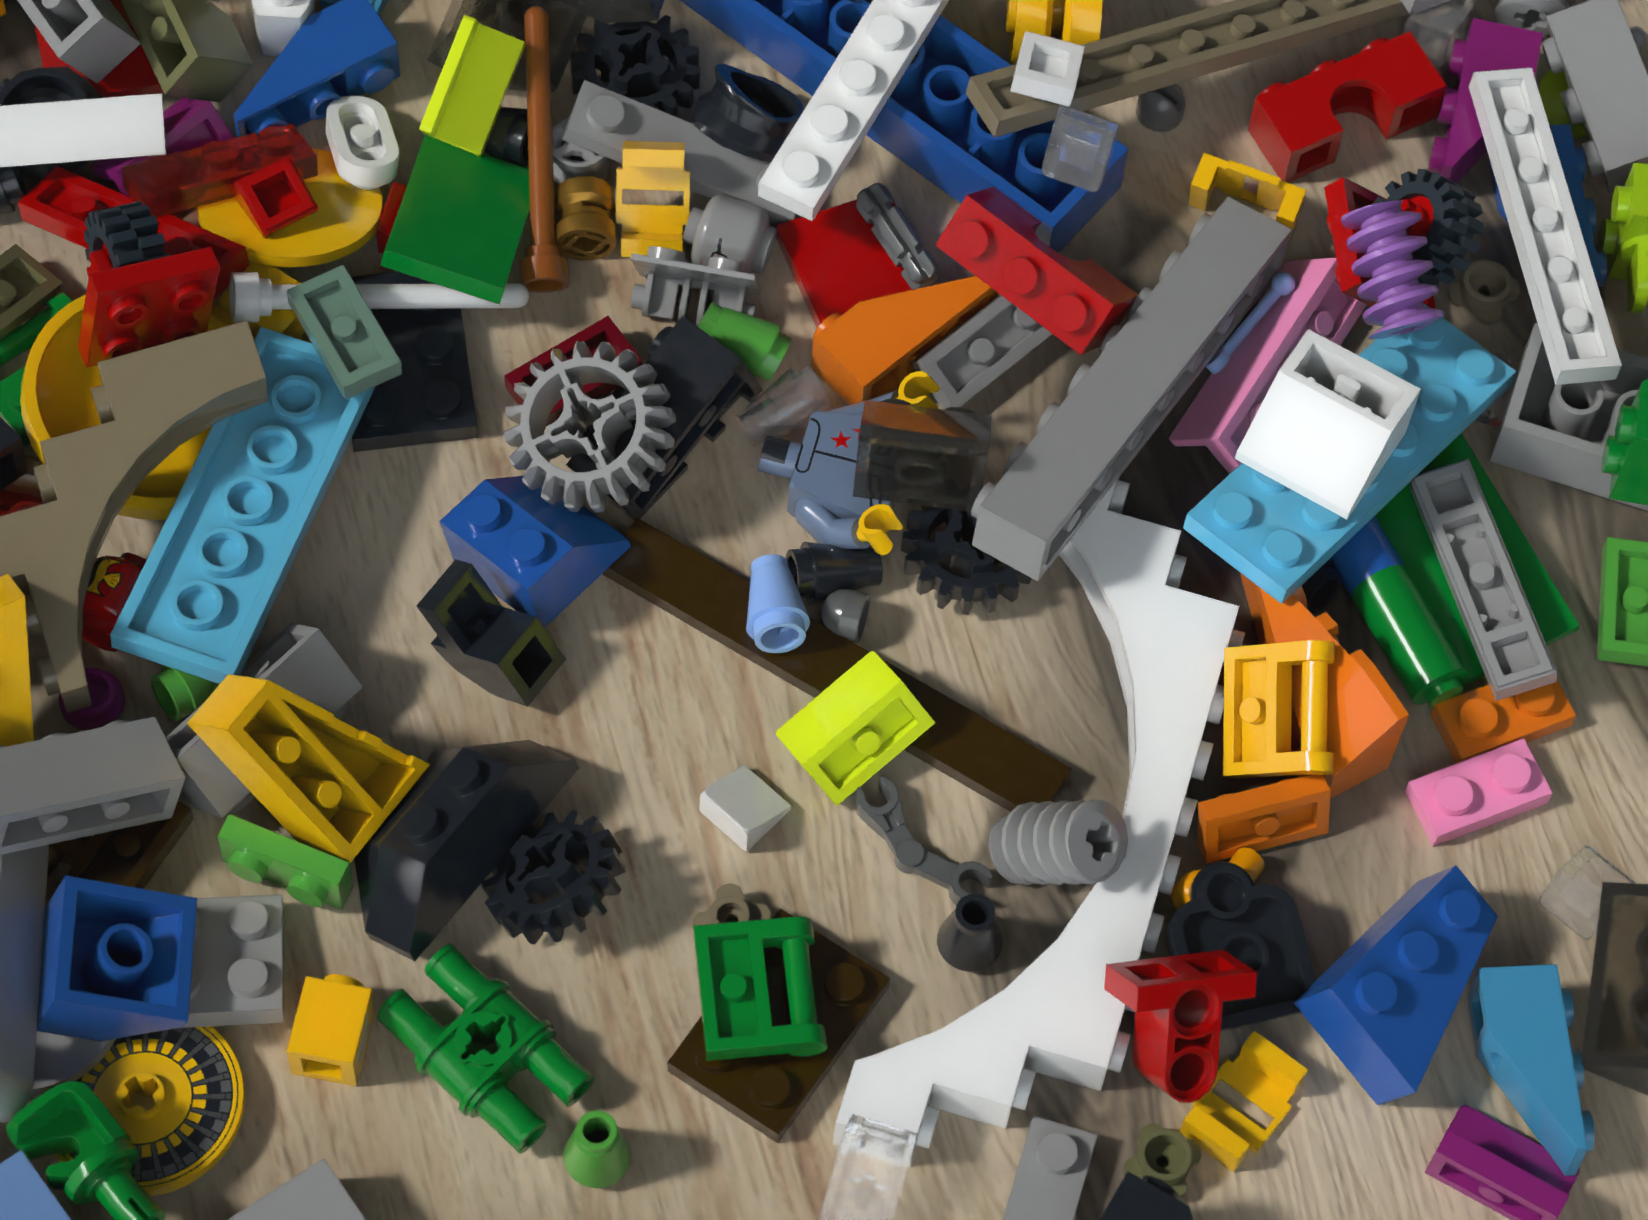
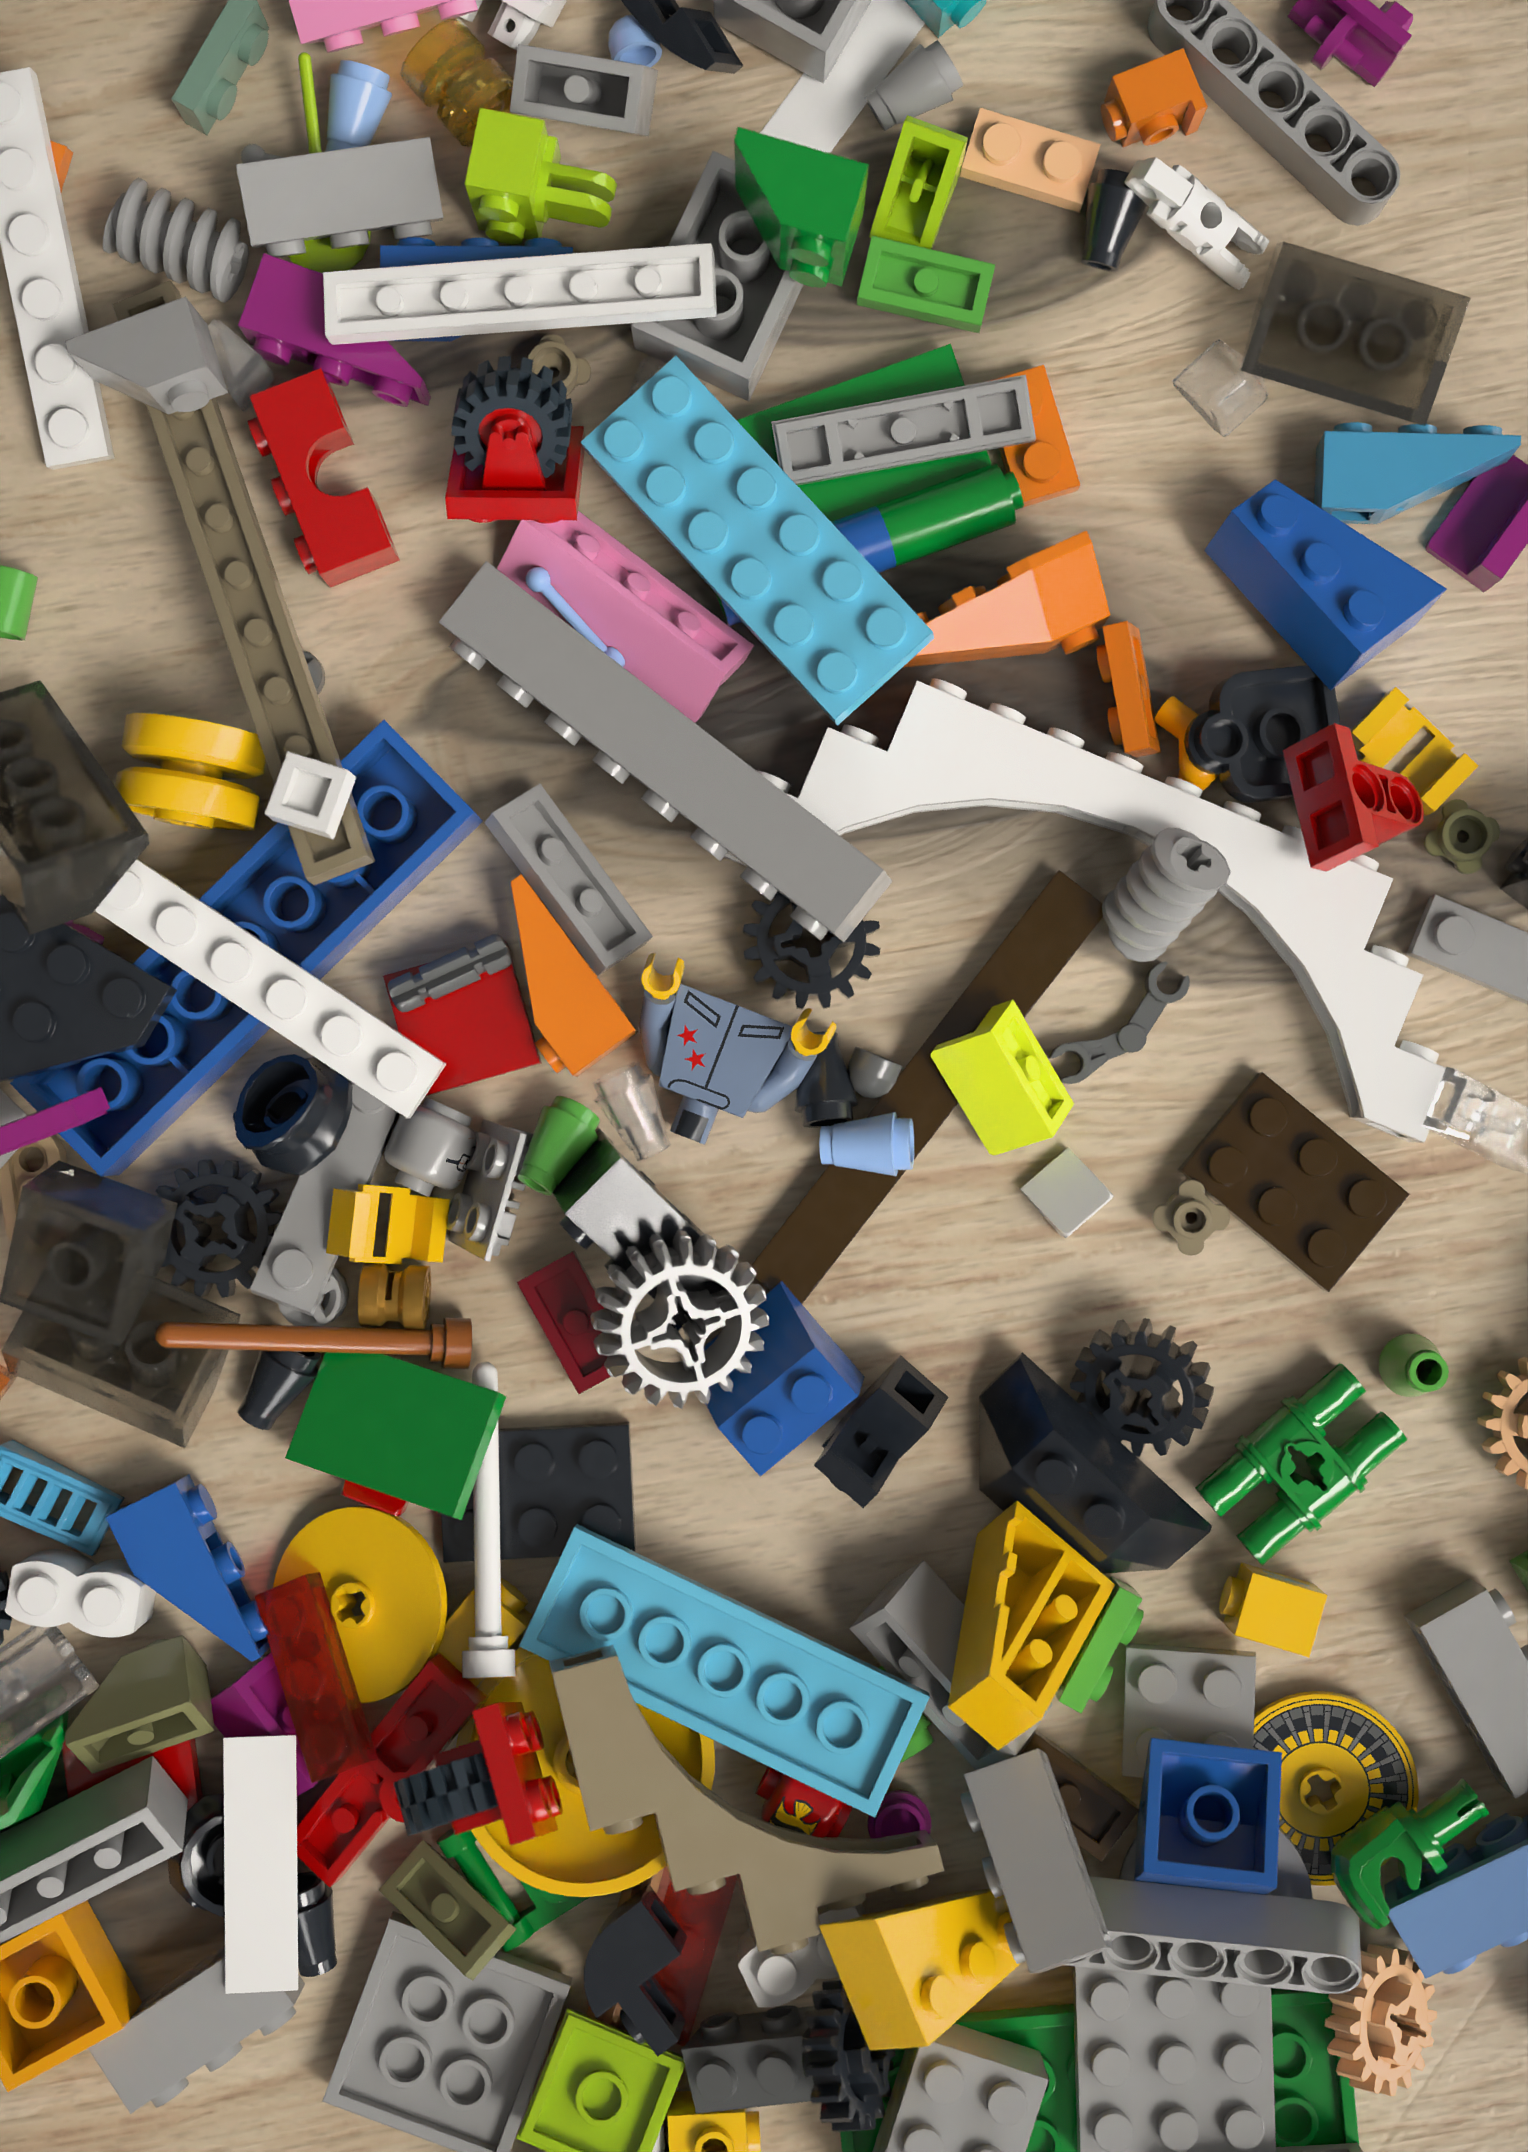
camera: 80 degrees left, 25 degrees up
(275, 196) = (366, 1623): red slope -> none
(344, 332) = (545, 1564): sand green plate -> none
(362, 142) = (289, 1524): white plate -> none
(472, 86) = (248, 1408): neon yellow panel -> none
(736, 989) = (1283, 1223): green plate -> none
(921, 454) = (735, 979): clear smoke slope -> none
(970, 935) = (1212, 995): black cone -> none
(1063, 295) = (501, 871): red arch -> none
(1079, 149) = (395, 772): clear slope -> none
(1230, 178) = (447, 558): yellow piece -> none
(1261, 709) = (1039, 677): yellow plate -> none
(1328, 424) = (768, 560): white slope -> none
(1391, 267) = (581, 458): medium lavender piece -> none
(1478, 792) = (1111, 475): bright pink plate -> none

